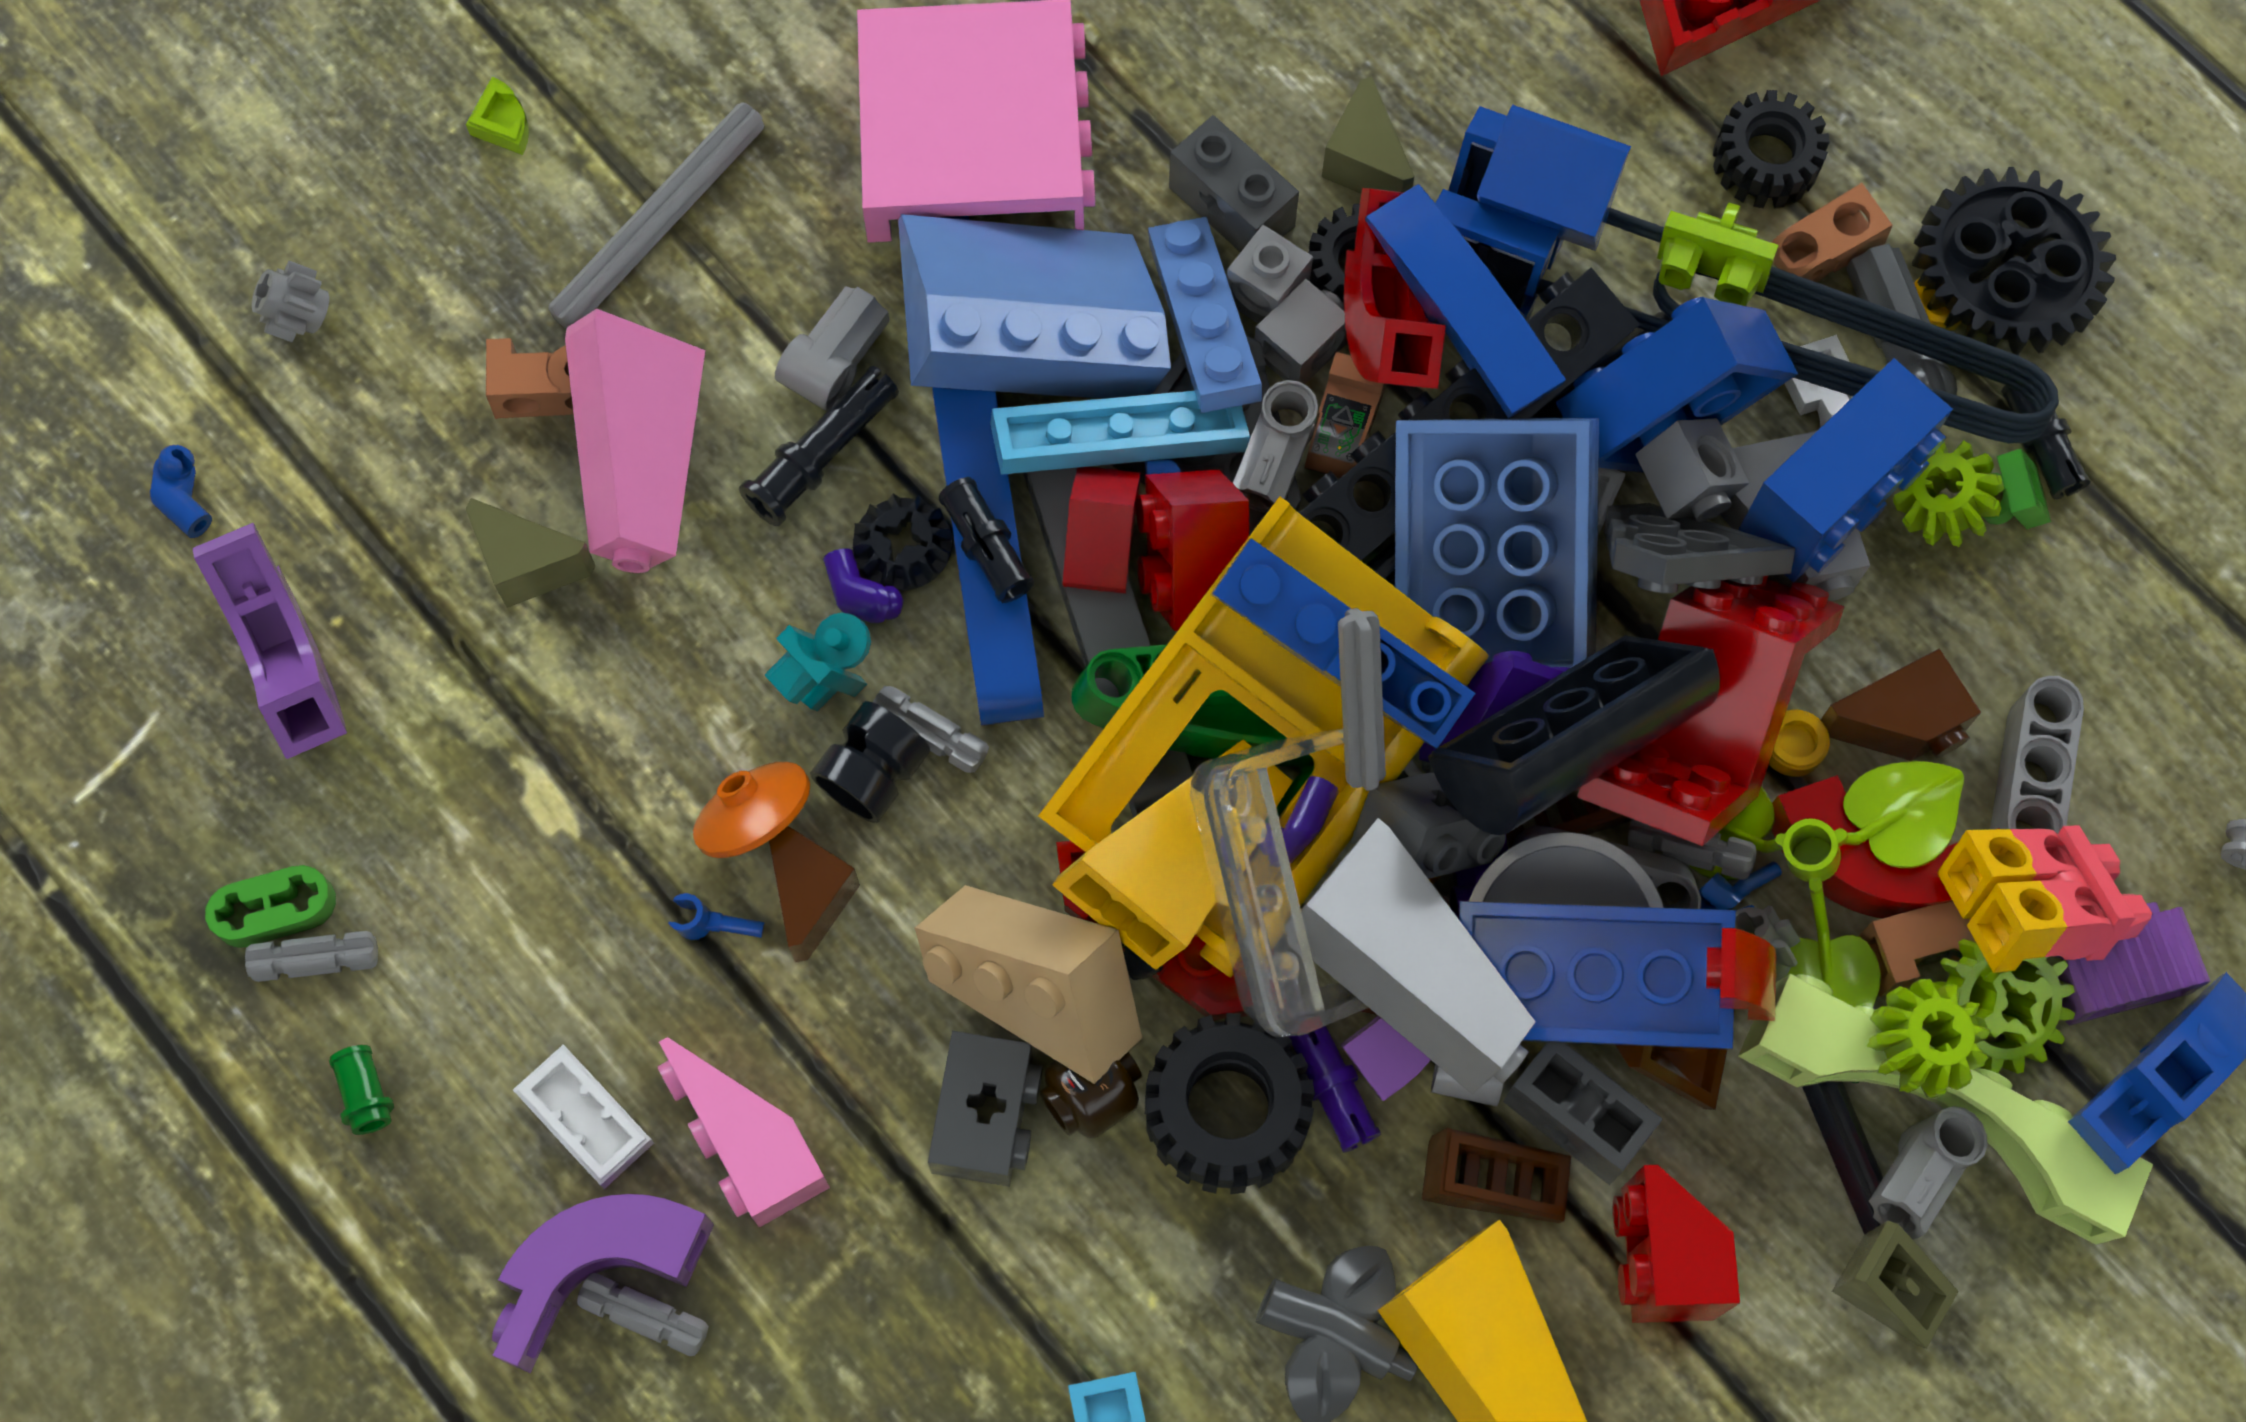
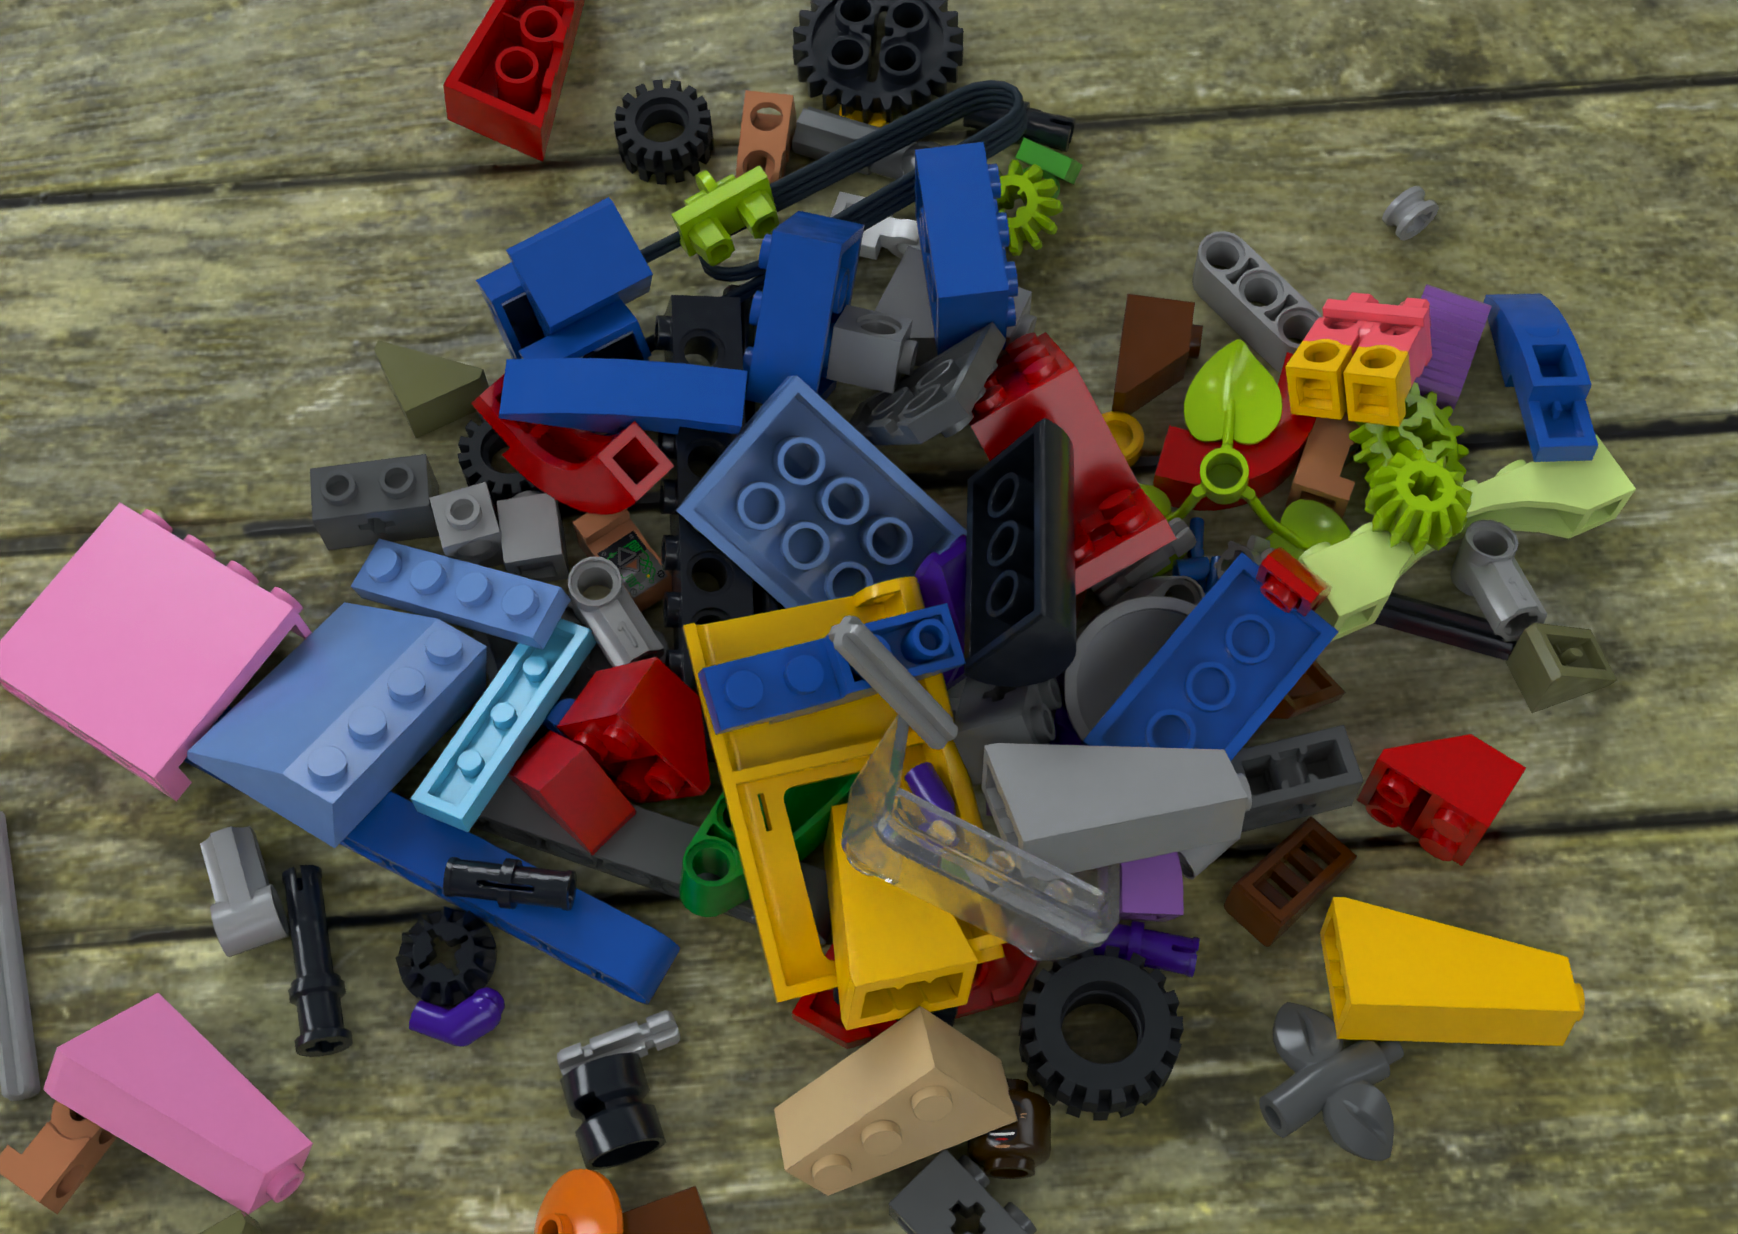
camera: 50 degrees left, 5 degrees down
(817, 663) = (499, 1085): teal hips -> none

